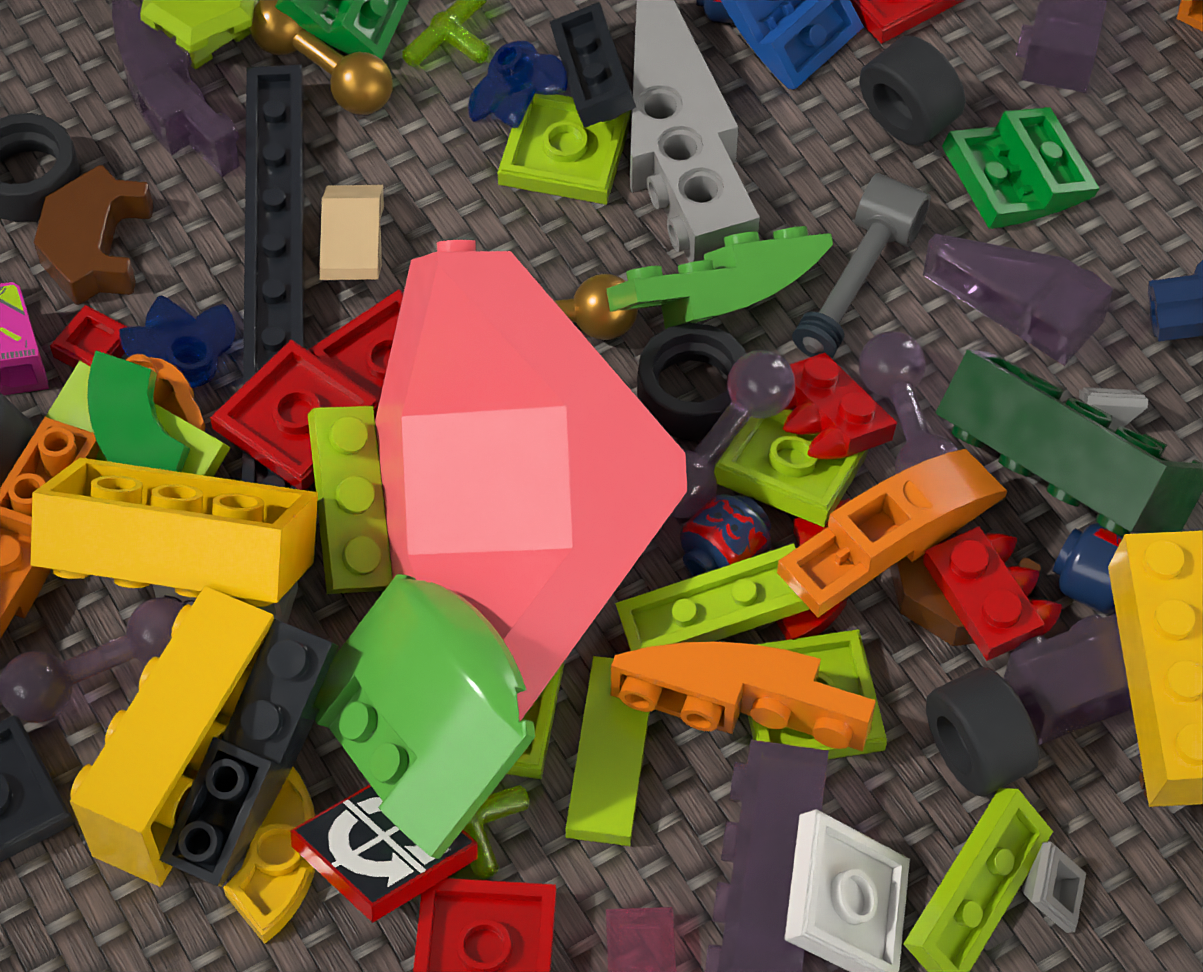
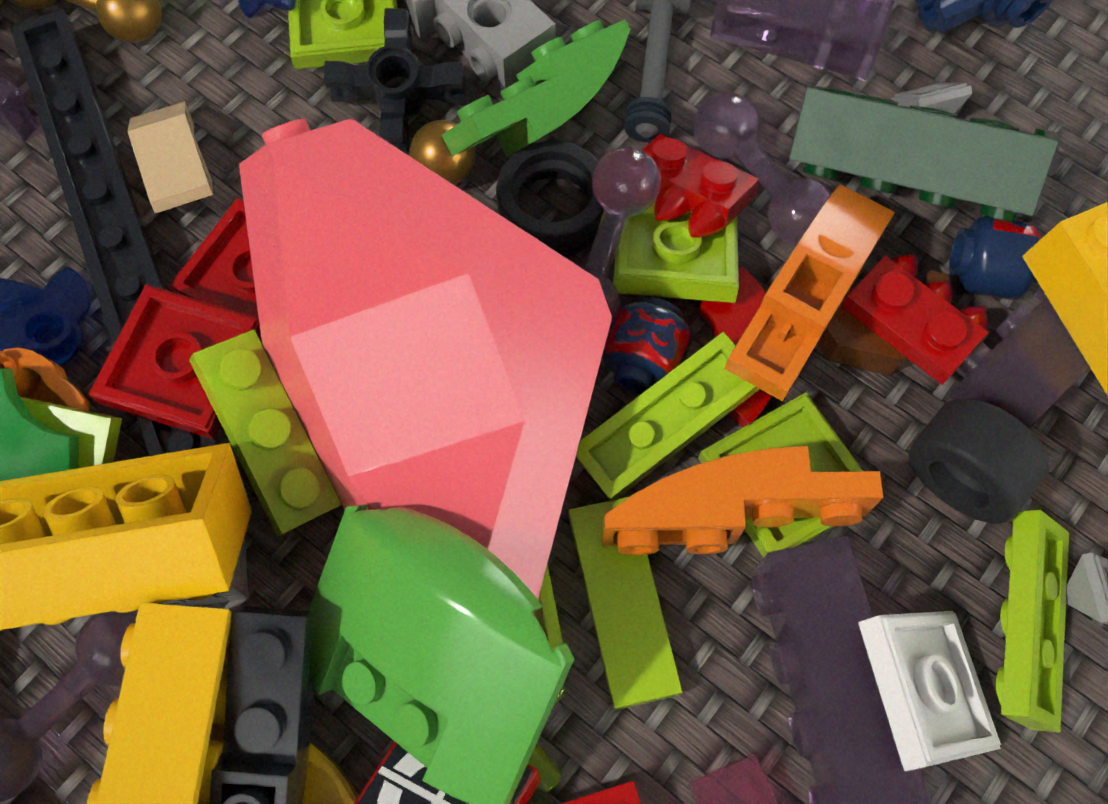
camera: 20 degrees left, 10 degrees up
(593, 205) = (394, 60): none -> black pin

